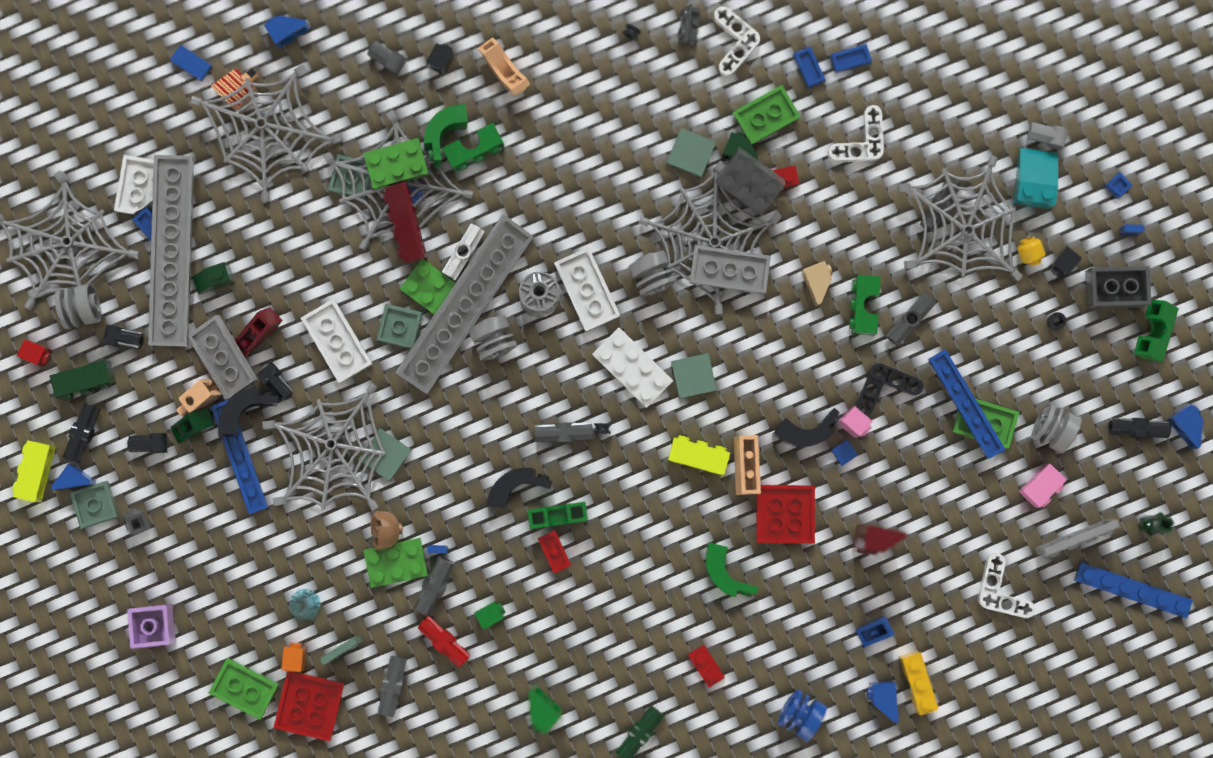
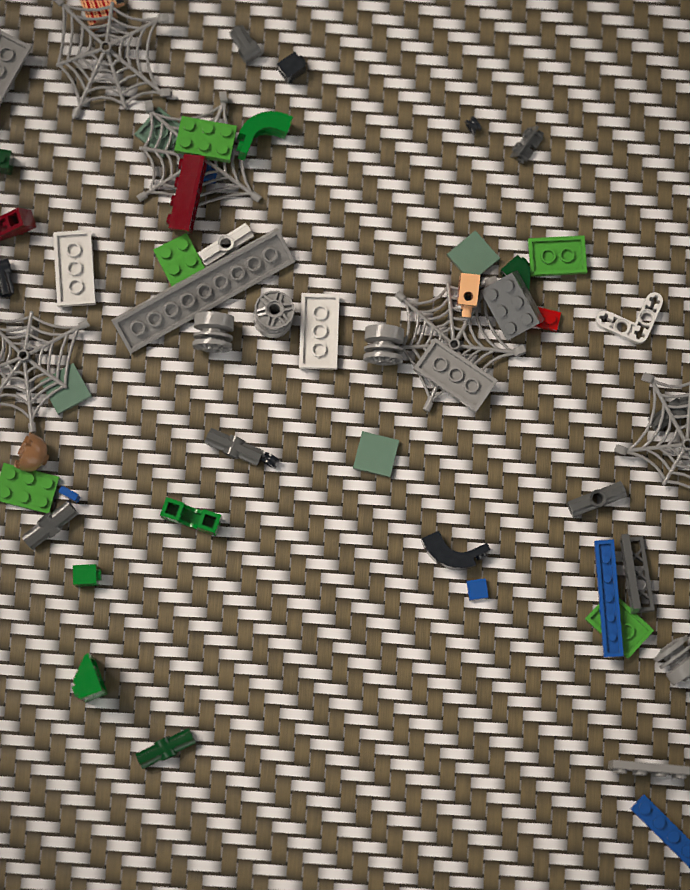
camera: 20 degrees right, 5 degrees down
(399, 326) = (136, 282): sand green tile -> none
(444, 641) = (33, 579): red piece -> none
(461, 157) = (266, 162): green arch -> none
(503, 67) = (343, 100): light nougat arch -> none
(509, 481) = (166, 465): black arch -> none
(554, 551) = (172, 548): red plate -> none
(632, 367) = (325, 420): white plate -> none
(699, 455) = (344, 526): neon yellow brick -> none
(705, 181) = (468, 285): none -> light nougat torso
(706, 666) = (256, 718): red plate -> none
(716, 570) = (309, 632): green arch -> none
(741, 37) = (569, 176): white beam -> none
(747, 465) = (383, 555): light nougat brick -> none
(785, 514) = (396, 617): red plate -> none
(804, 716) = (319, 803): blue wheel -> none
(809, 67) = (617, 233): blue tile -> none
(817, 280) = (530, 423): tan slope -> none
(851, 58) = (659, 243): blue tile -> none
(855, 423) = (499, 565): bright pink brick -> none
(862, 321) = (569, 451): green arch -> none
(874, 539) = (465, 675): dark red slope -> none
(875, 631) = (423, 762): blue slope -> none
(879, 381) = (541, 541): black beam -> none
(884, 697) = (402, 826): blue slope -> none
(917, 676) = (440, 828): yellow arch -> none
(975, 371) = (628, 558): none -> dark grey fence
(993, 591) = (551, 780): white beam -> none
(1043, 486) = (643, 707): bright pink brick -> none

